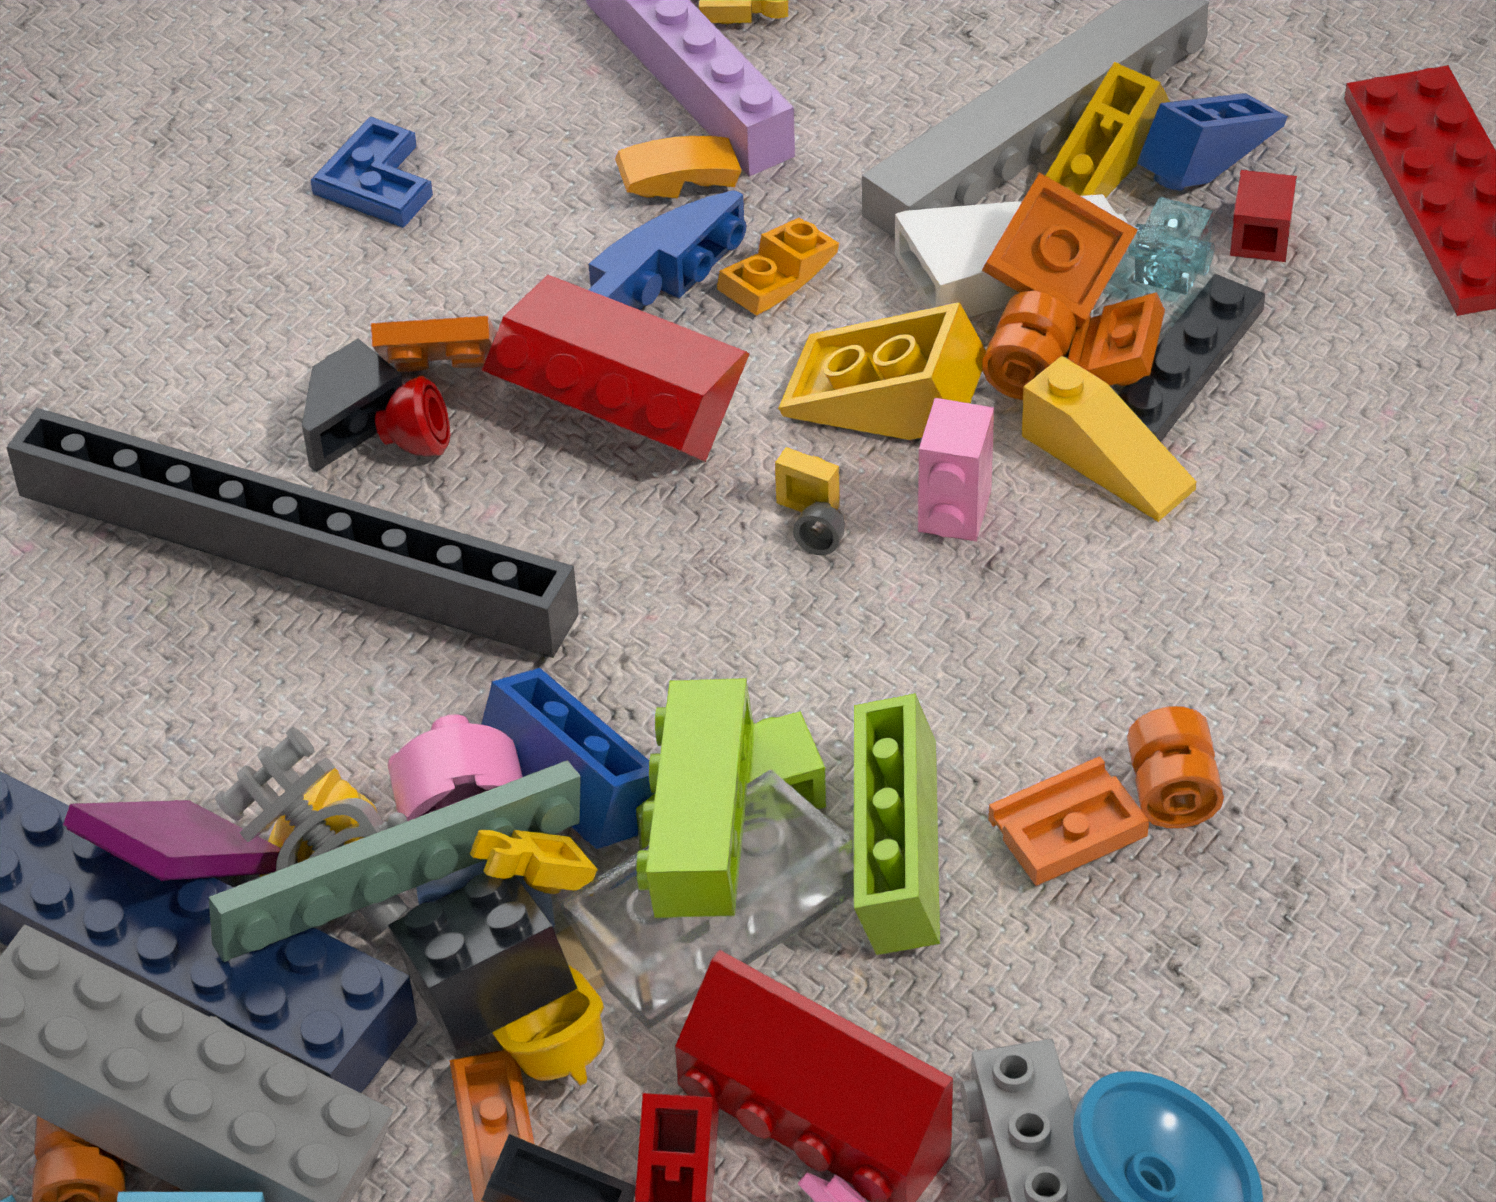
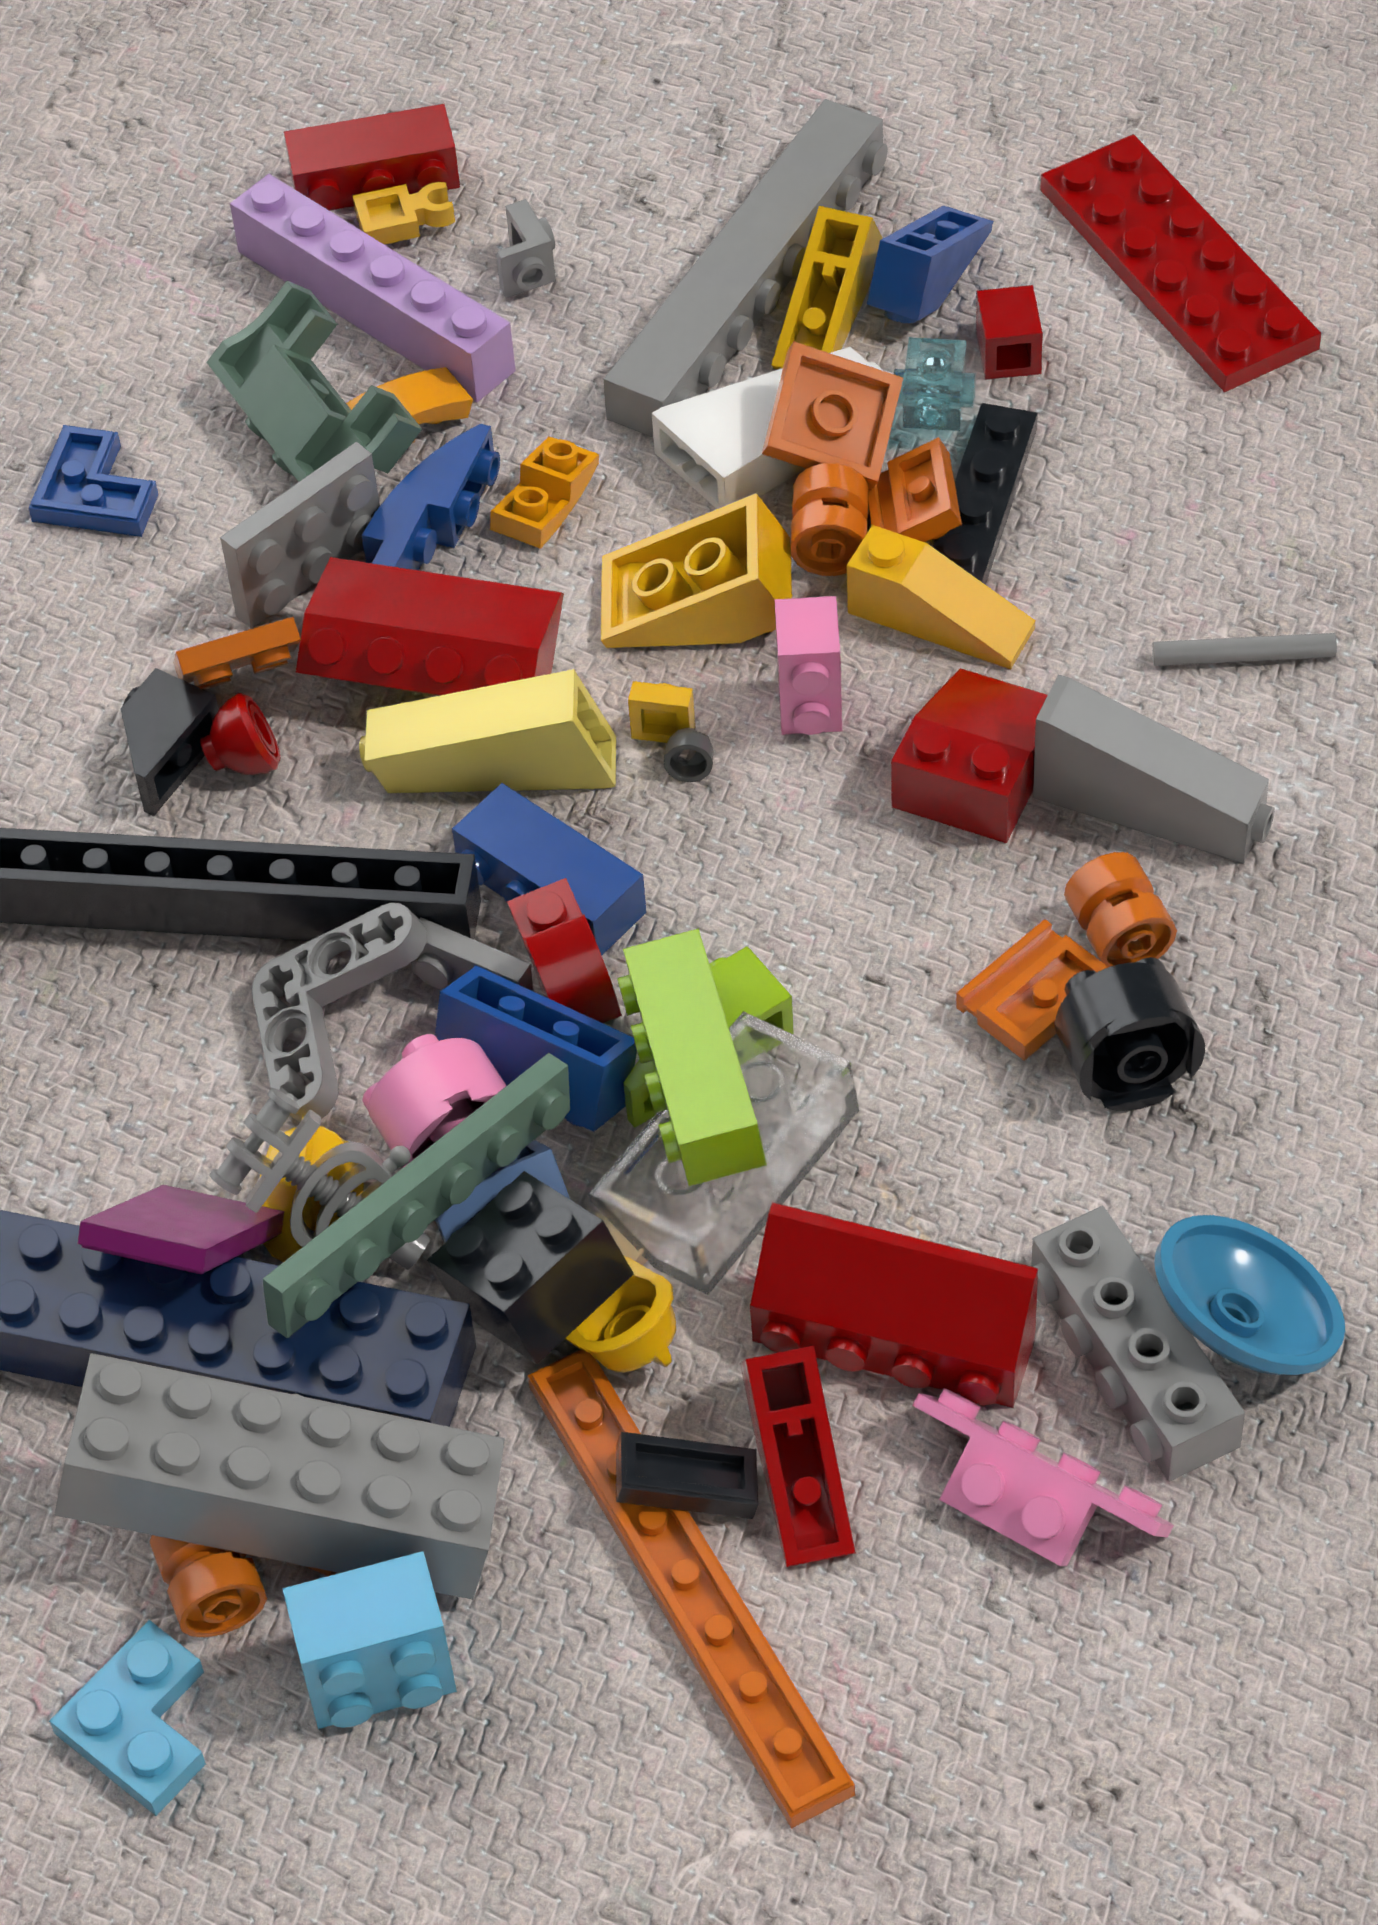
camera: 15 degrees left, 5 degrees up
(459, 629) = (311, 987): none -> light grey beam
(513, 251) = (293, 536): none -> light grey plate
(520, 650) = (451, 955): none -> light grey plate
(543, 859) = (555, 1156): yellow plate -> none
(577, 142) = (291, 400): none -> sand green bracket
(626, 675) = (564, 951): none -> red brick
(642, 471) = (512, 733): none -> light yellow slope
(648, 602) = (527, 848): none -> blue brick
(838, 62) = (530, 256): none -> light grey bracket
(896, 825) = (877, 1035): lime brick -> none
(1092, 589) = (969, 756): none -> red slope
(1138, 882) = (1128, 1034): none -> black brick
(1243, 643) = (1144, 775): none -> light grey slope
(1390, 553) = (1244, 649): none -> light grey bar

